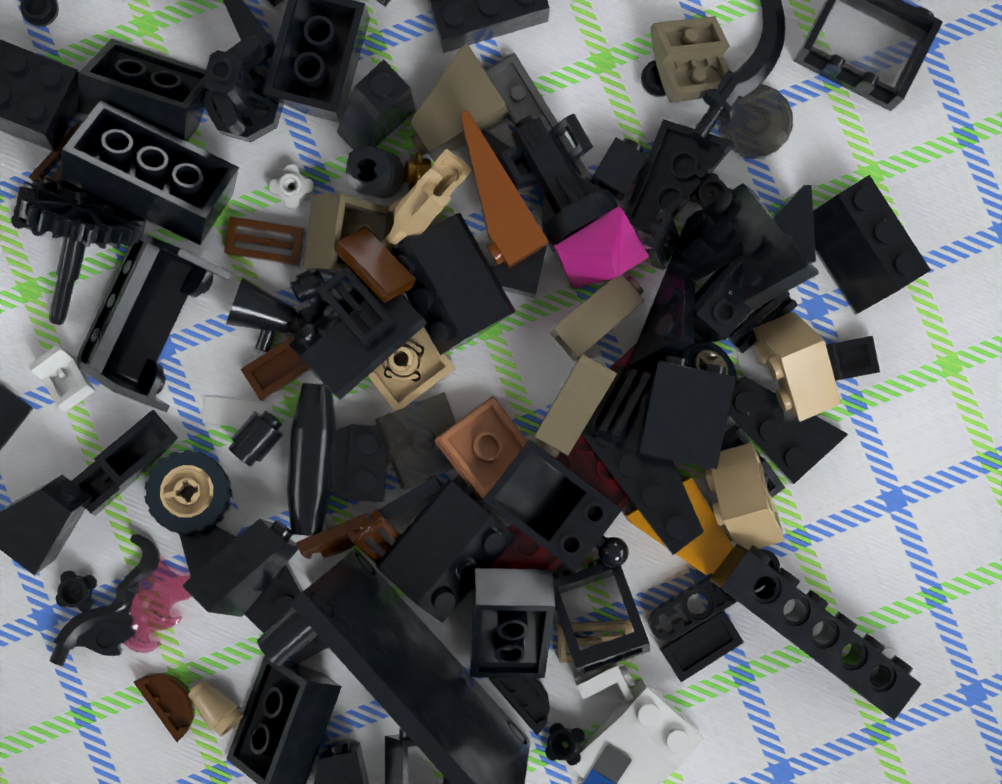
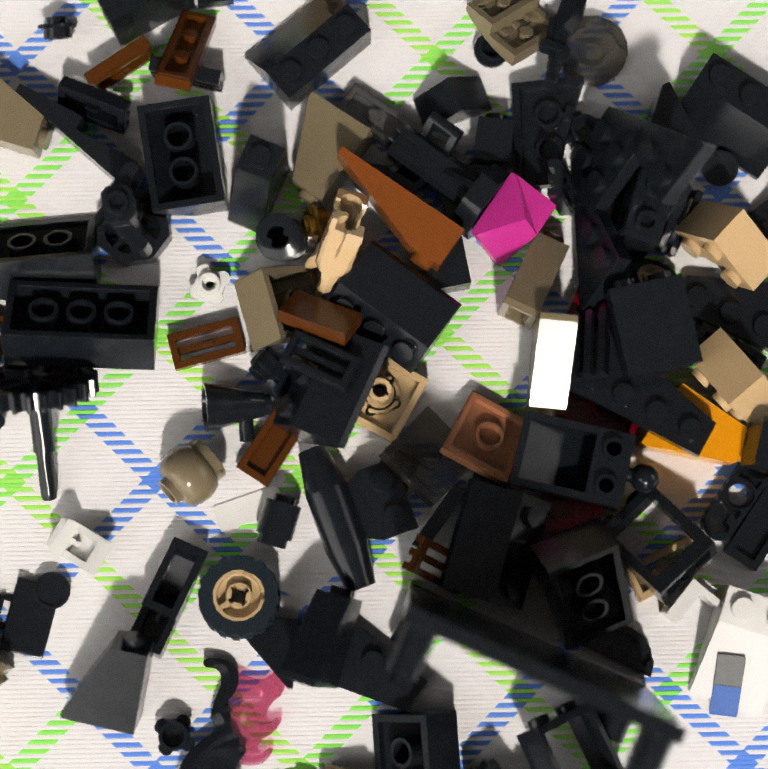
camera: 25 degrees left, 5 degrees down
(21, 408) = (51, 590): none -> black piece
(140, 315) = (124, 455): black windscreen -> none
(192, 357) = (190, 473): none -> dark tan piece
(331, 540) = (389, 581): reddish brown tile -> none
(555, 749) = (672, 681): black plate -> none
(602, 111) = (454, 99): none -> black slope
(825, 288) = (720, 168): none -> black piece

